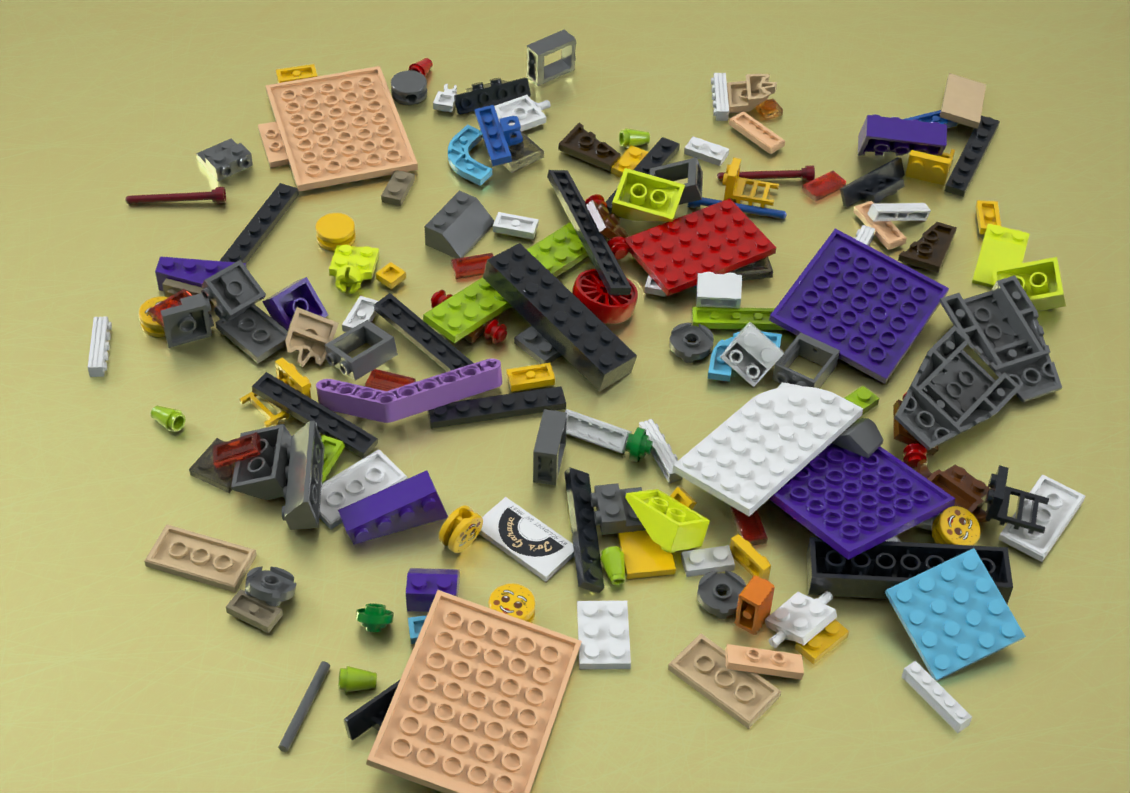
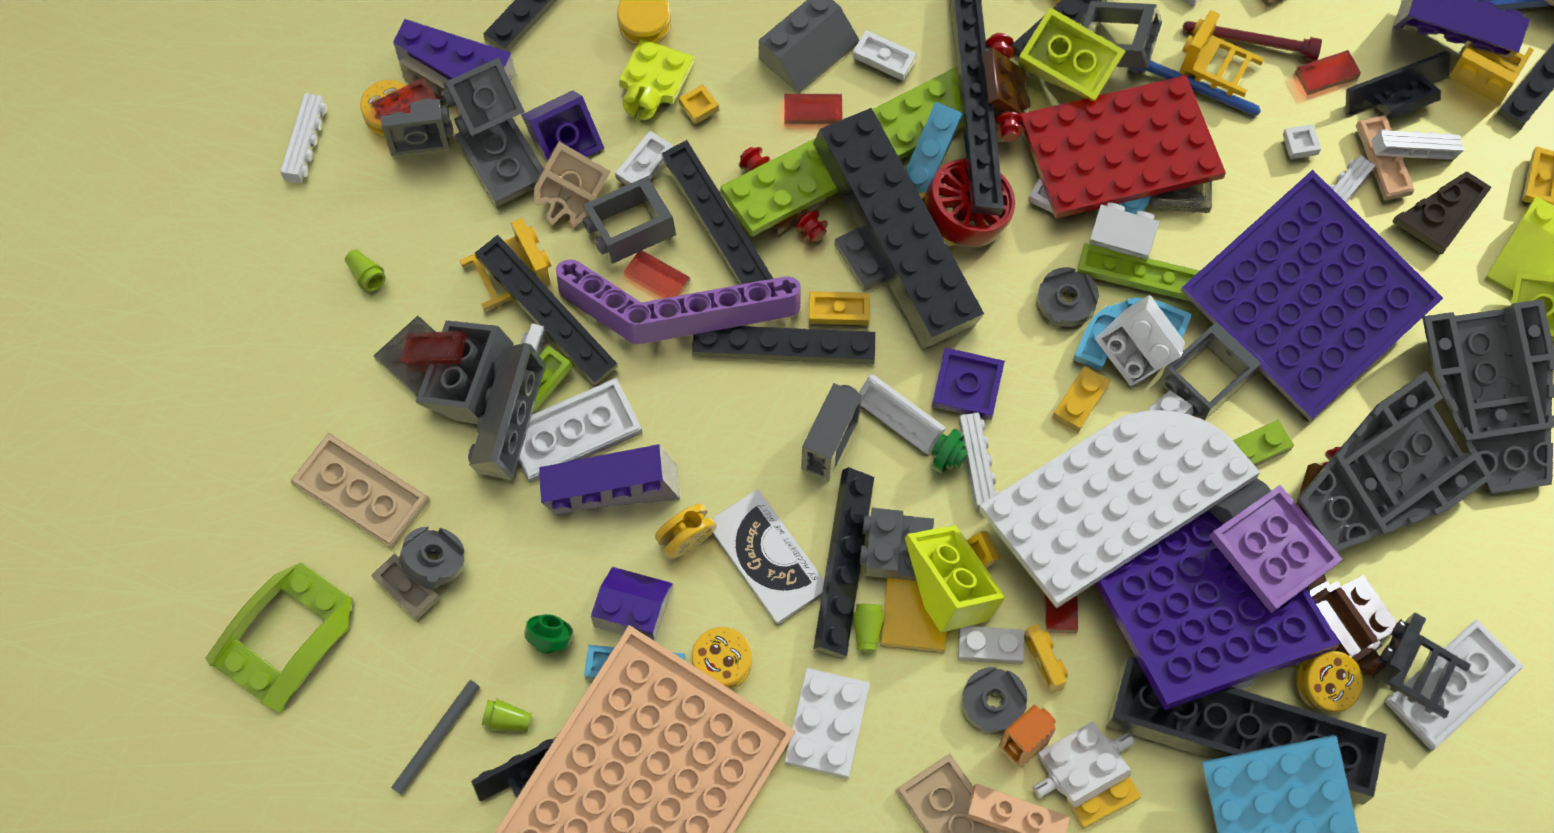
camera: 15 degrees right, 20 degrees up
(151, 692) = (253, 671): none -> lime wedge
(569, 261) = (933, 145): none -> medium azure plate
(638, 404) = (968, 383): none -> dark purple plate
(721, 400) = (1081, 399): none -> yellow plate
(820, 225) = (1301, 141): none -> white plate
(889, 450) = (1275, 548): none -> medium lavender plate

